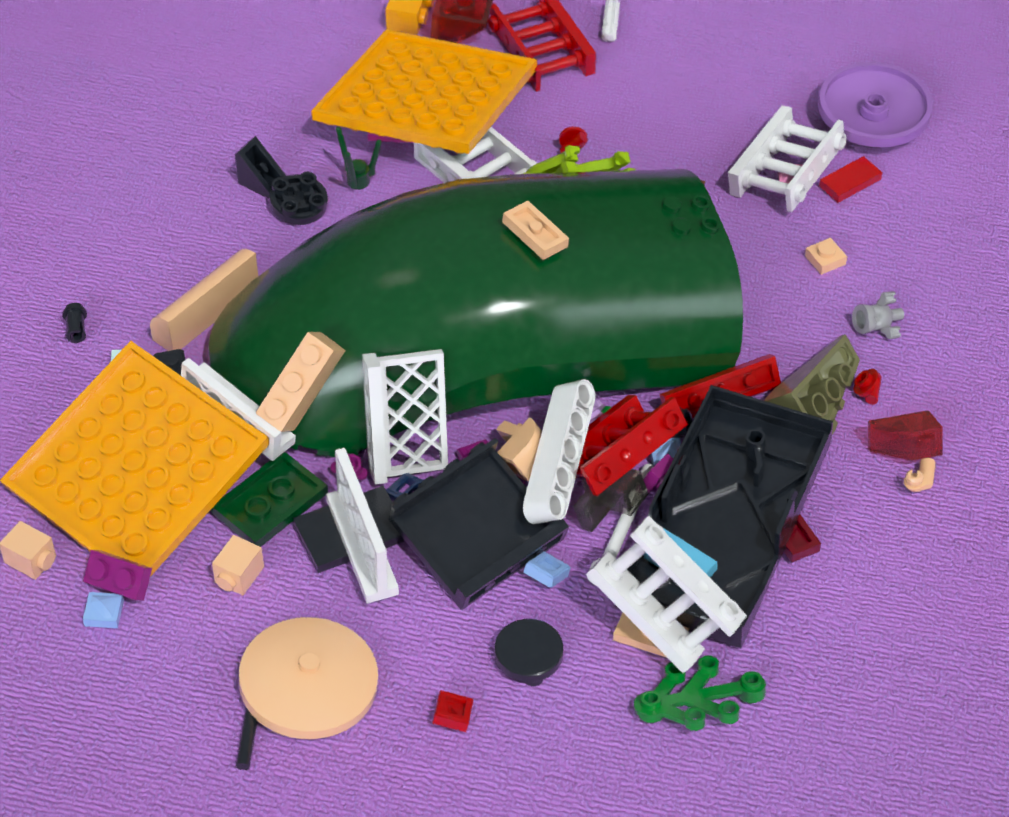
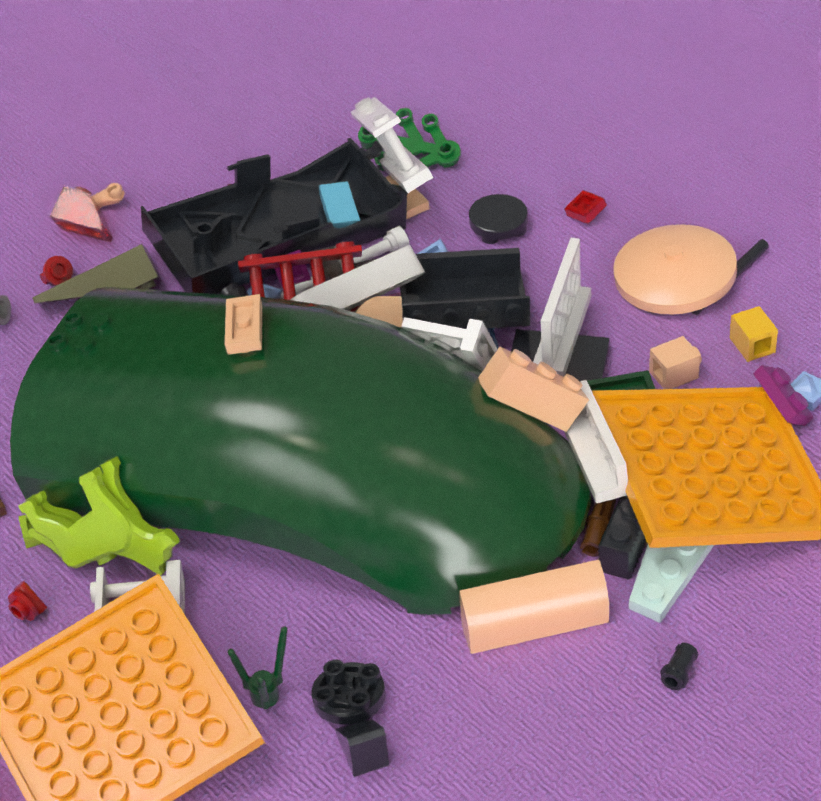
camera: 140 degrees left, 5 degrees down
(184, 634) = (753, 333): none -> yellow brick

